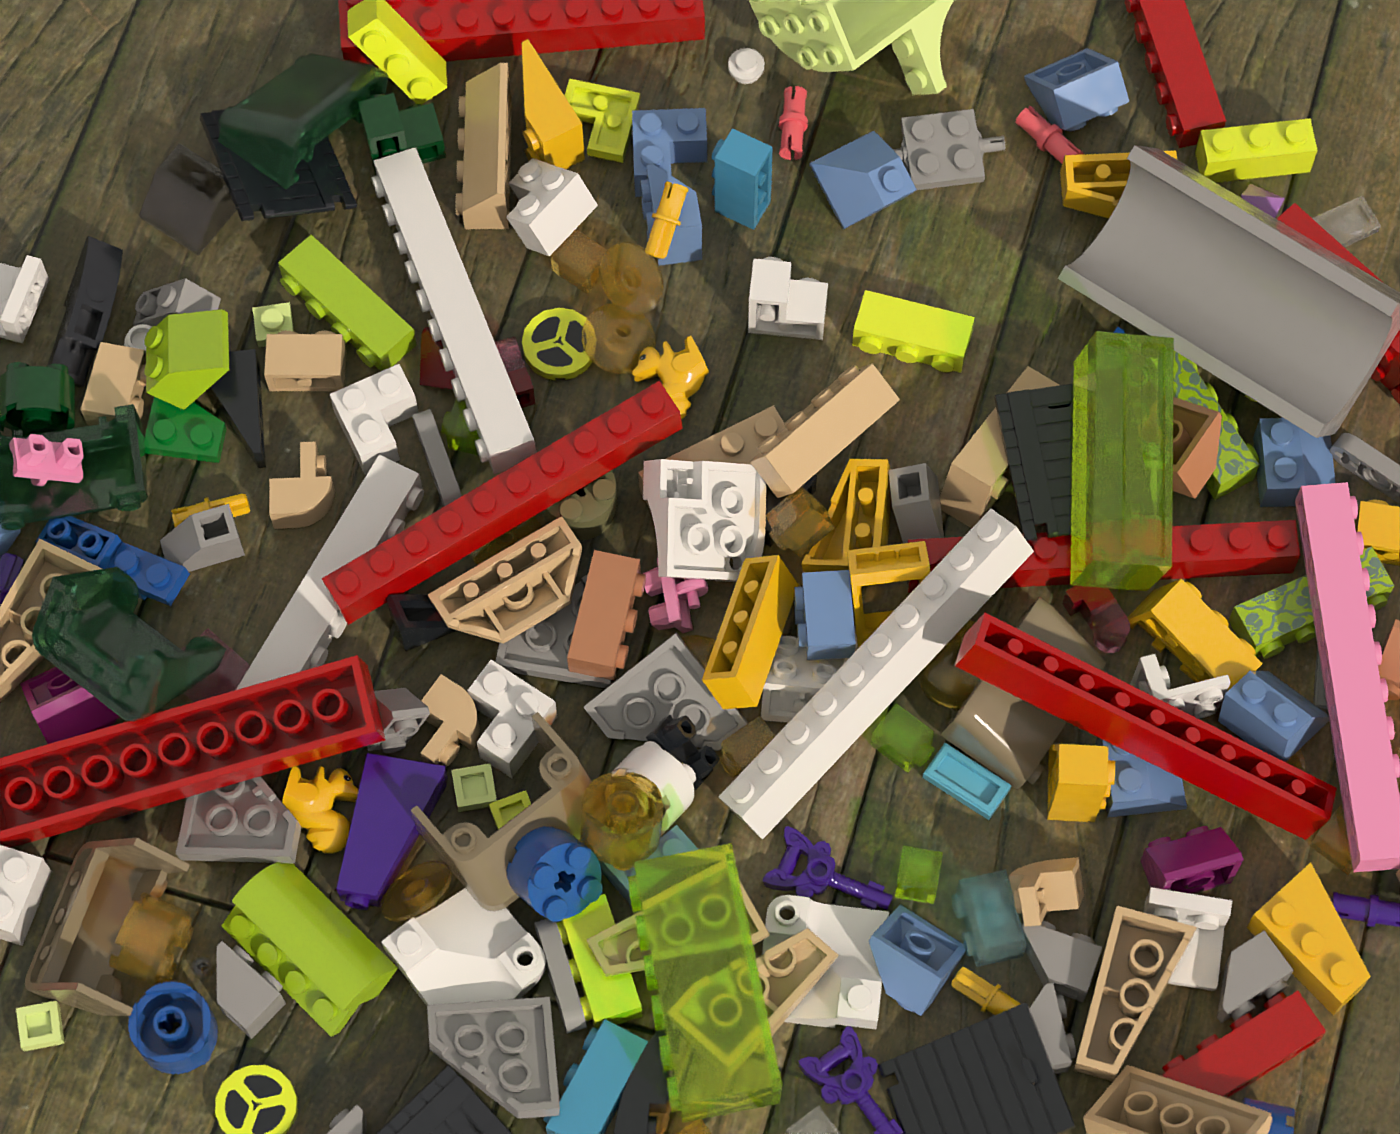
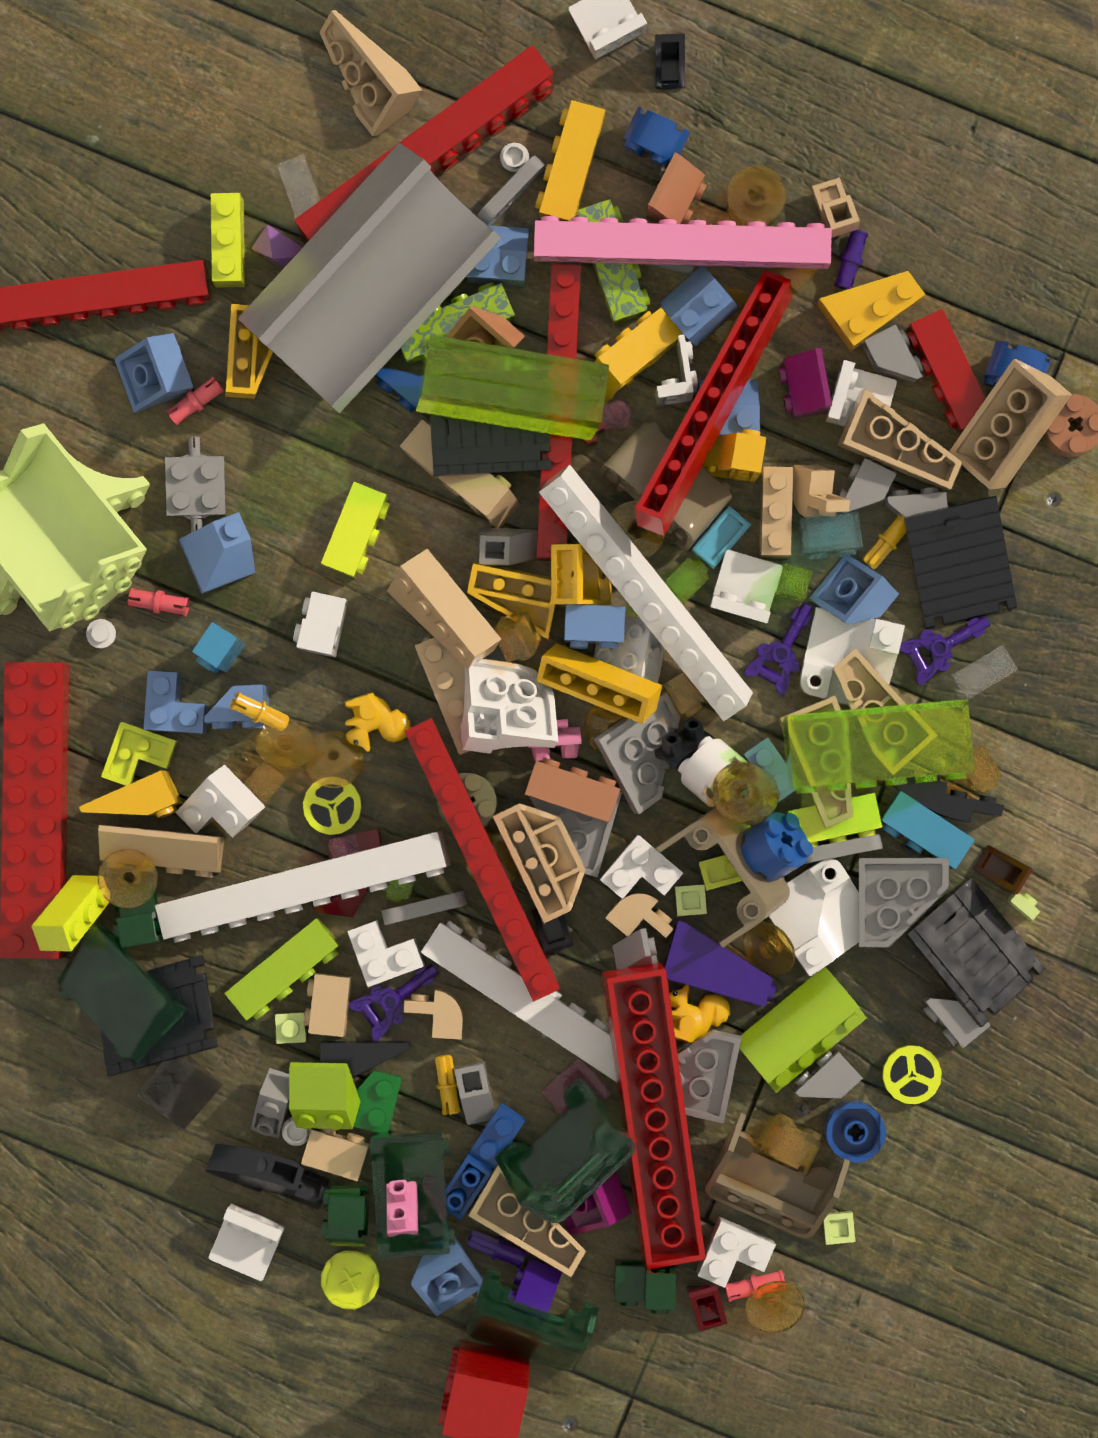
camera: 80 degrees left, 20 degrees up
(316, 429) = (391, 1001): none -> dark purple piece
(441, 96) = (117, 889): none -> clear yellow dish
(902, 812) = (746, 586): none -> white bracket
(1008, 841) = (776, 512): none -> tan brick

